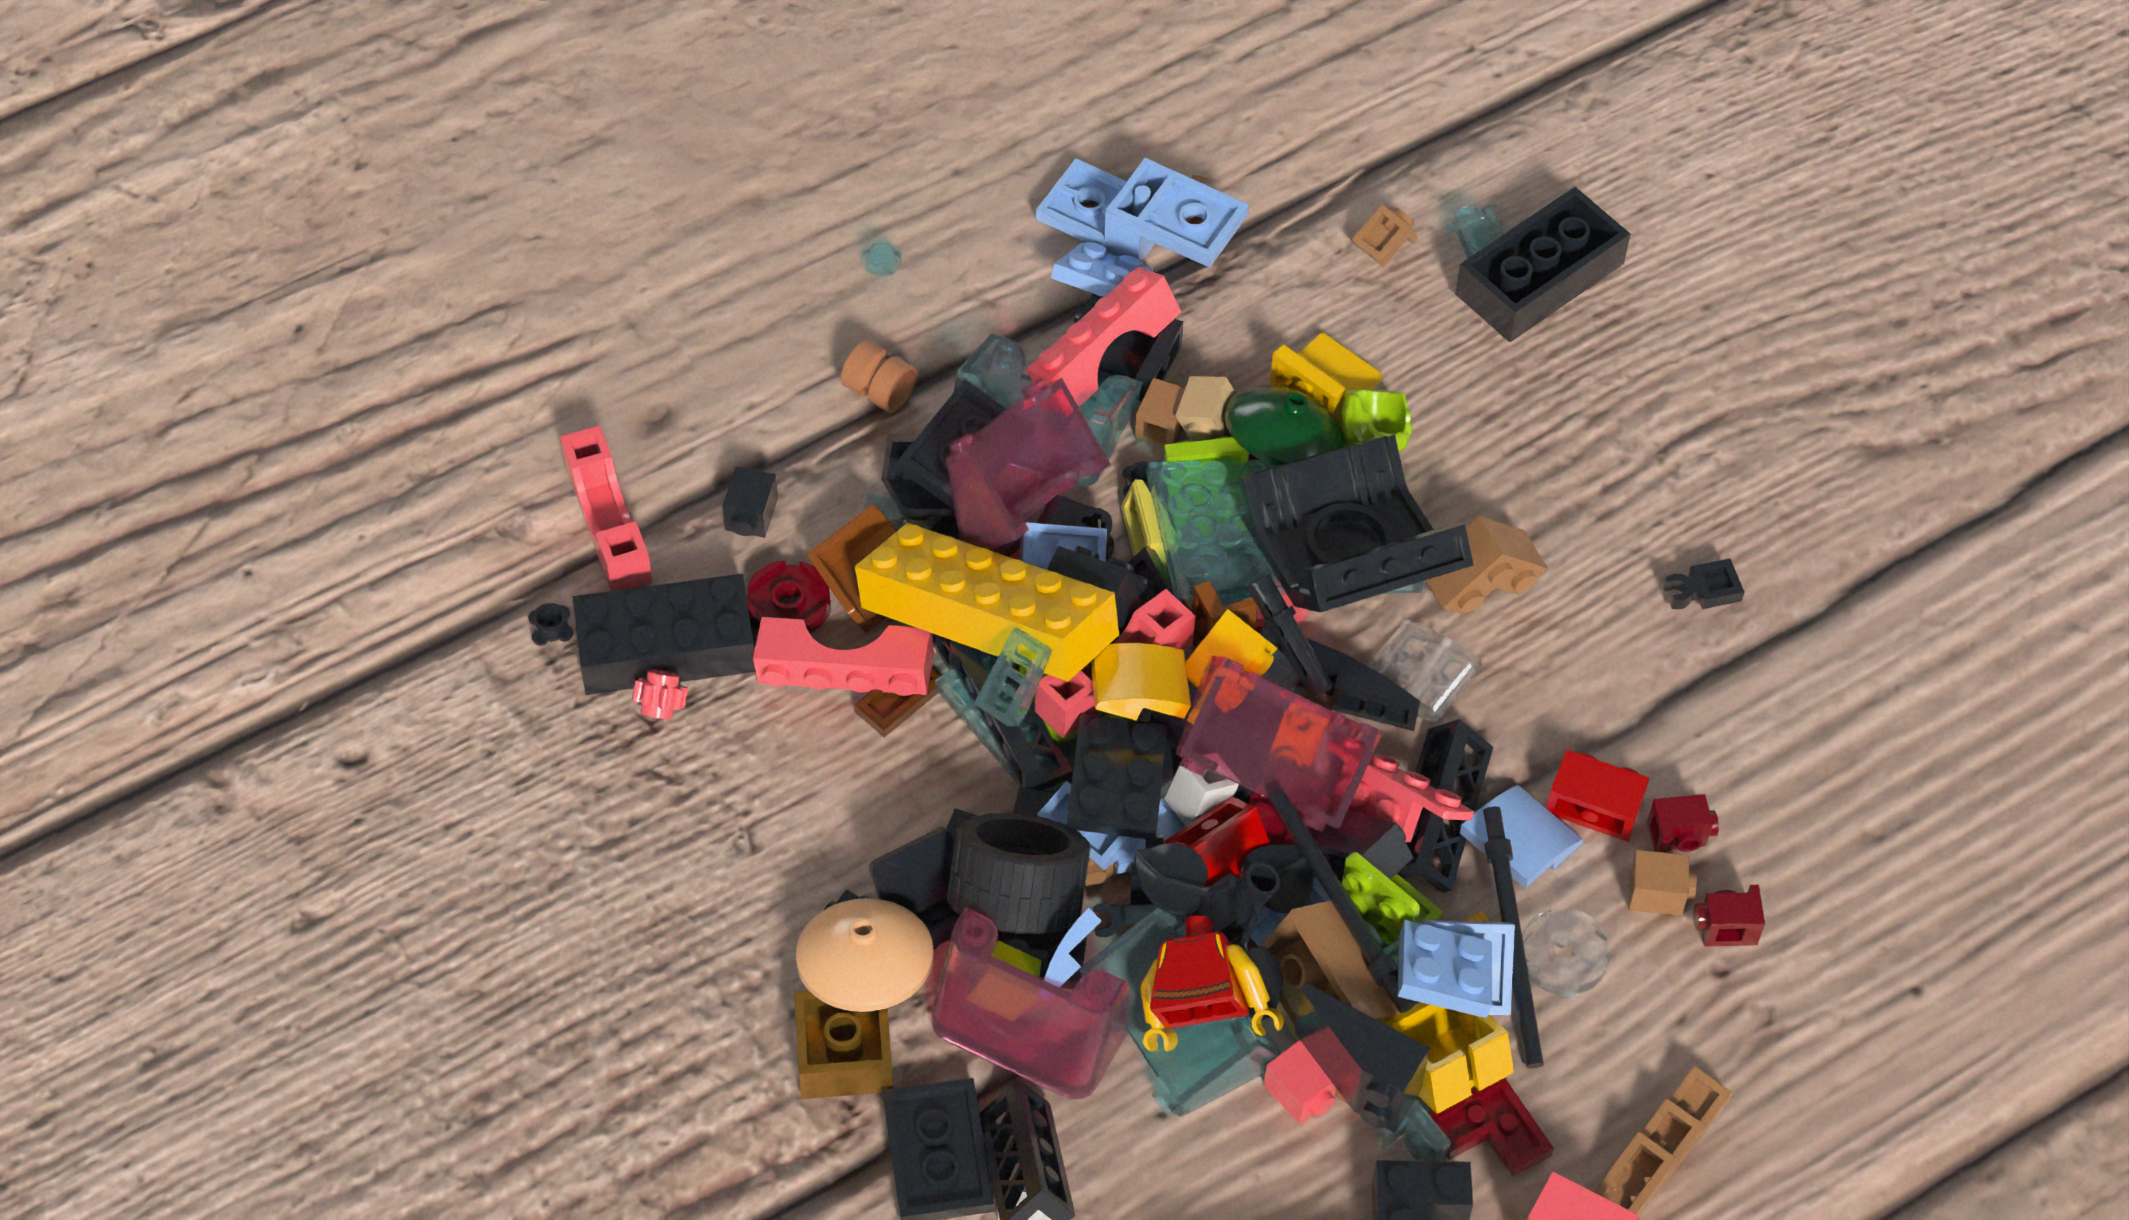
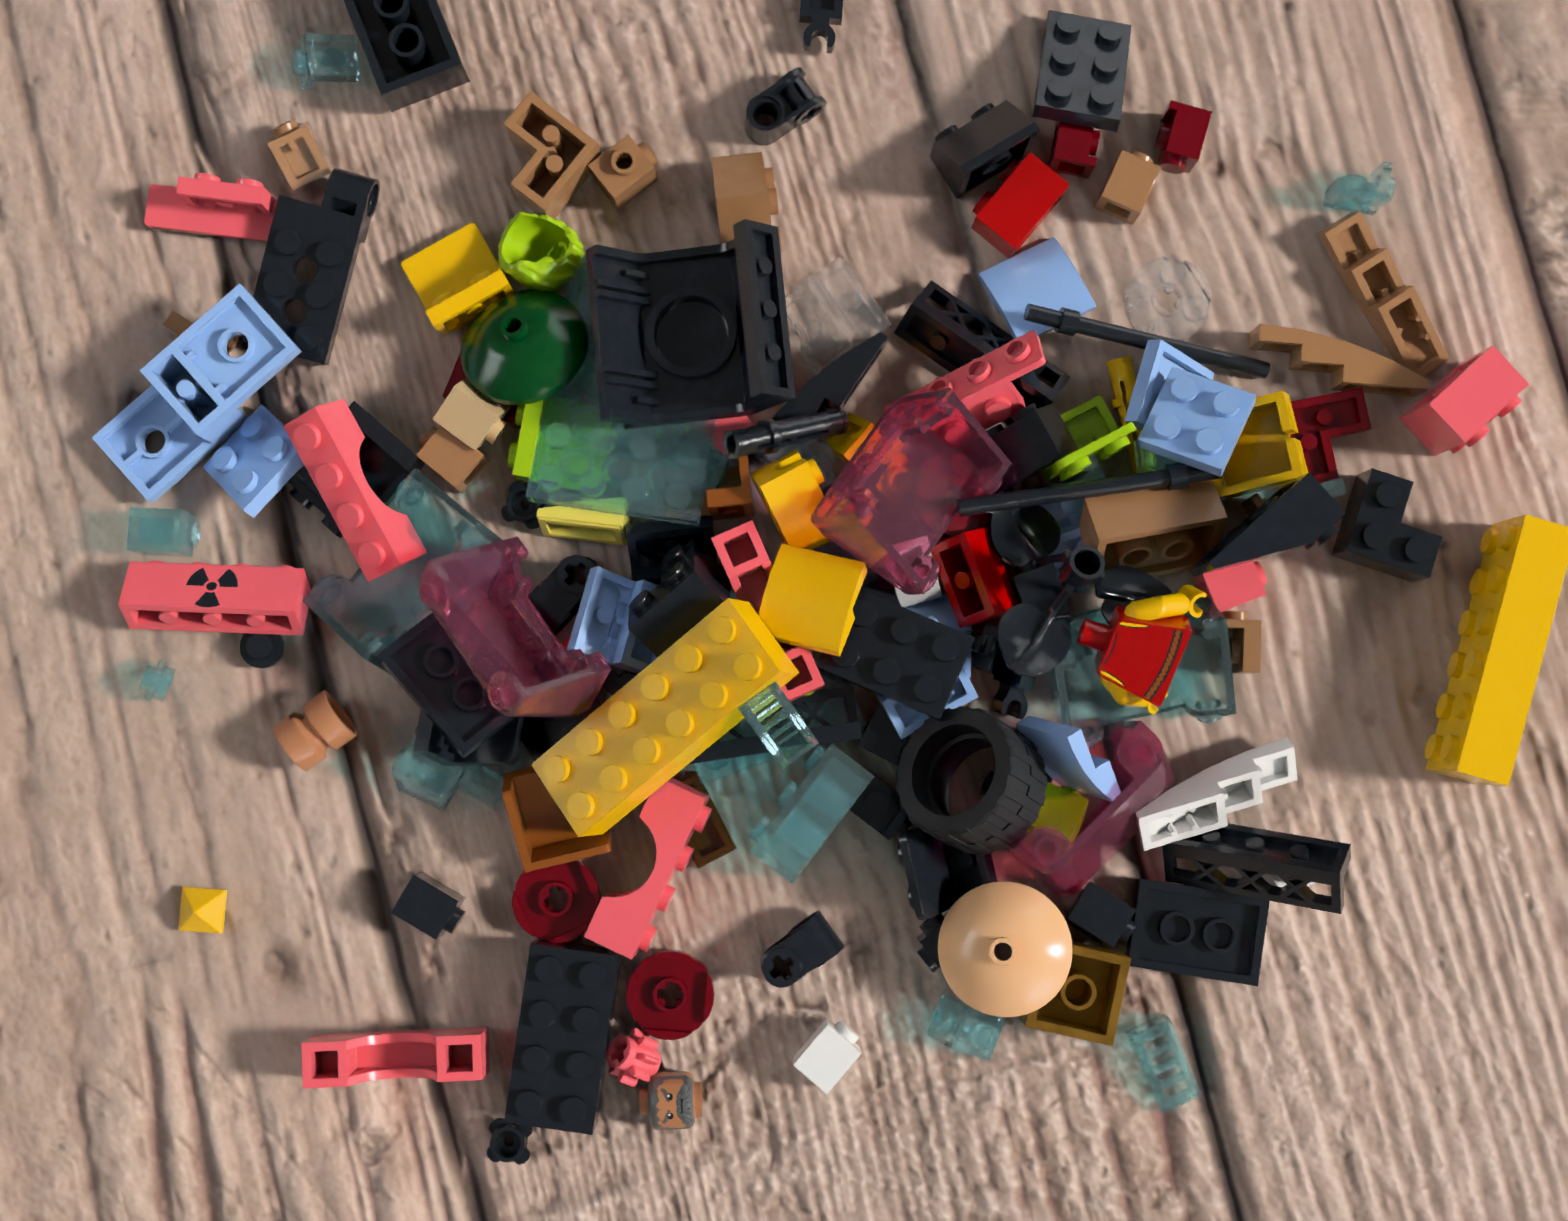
camera: 75 degrees left, 30 degrees up
(627, 739) = (671, 1100): none -> head
(690, 347) = (202, 909): none -> yellow slope
(710, 853) = (828, 1054): none -> white brick
(731, 734) = (651, 1010): none -> dark red plate
(772, 969) = (965, 1028): none -> clear light blue bracket
(796, 1135) = (1149, 1031): none -> clear light blue slope
(802, 803) = (809, 947): none -> black piece
(864, 466) = (425, 778): none -> clear light blue bracket
(924, 1047) = (1101, 916): none -> black brick
(939, 326) = (261, 649): none -> black plate
(939, 762) = (809, 811): none -> clear light blue brick
(969, 273) = (215, 598): none -> coral brick
(1013, 227) = (162, 532): none -> clear light blue brick
(1084, 1117) = (1206, 798): none -> white slope
(1250, 1113) = (1246, 642): none -> medium nougat bracket
(1313, 203) = (212, 207): none -> coral bracket
(1318, 273) = (332, 240): none -> black hinge
(1463, 415) = (557, 153): none -> medium nougat brick
(1480, 471) = (624, 171): none -> medium nougat brick
(1569, 1096) = (1348, 363): none -> medium nougat slope
(1599, 578) = (788, 102): none -> black piece
(1630, 738) = (983, 146): none -> black slope
(1752, 806) = (1082, 71): none -> black plate
(1752, 1096) = (1357, 194): none -> clear light blue bracket

